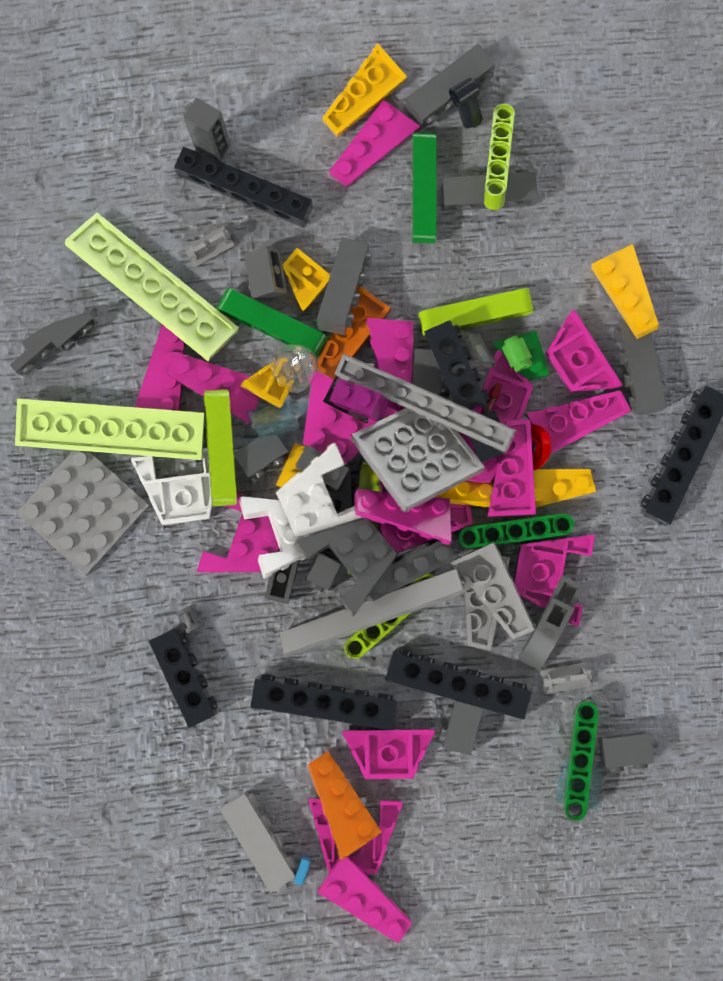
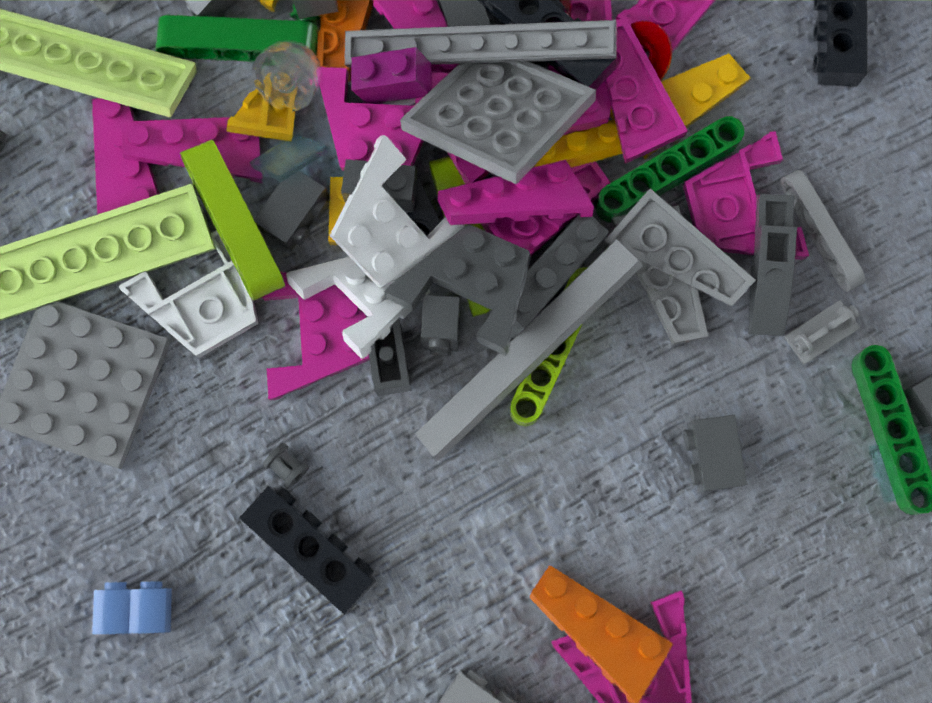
camera: 20 degrees left, 5 degrees down
(60, 668) = (132, 610): none -> medium blue brick
(263, 700) = (606, 488): black brick -> none
(388, 752) = (632, 530): dark pink wing -> none
(514, 707) = (773, 380): black brick -> none
(595, 613) = (823, 231): none -> light grey beam

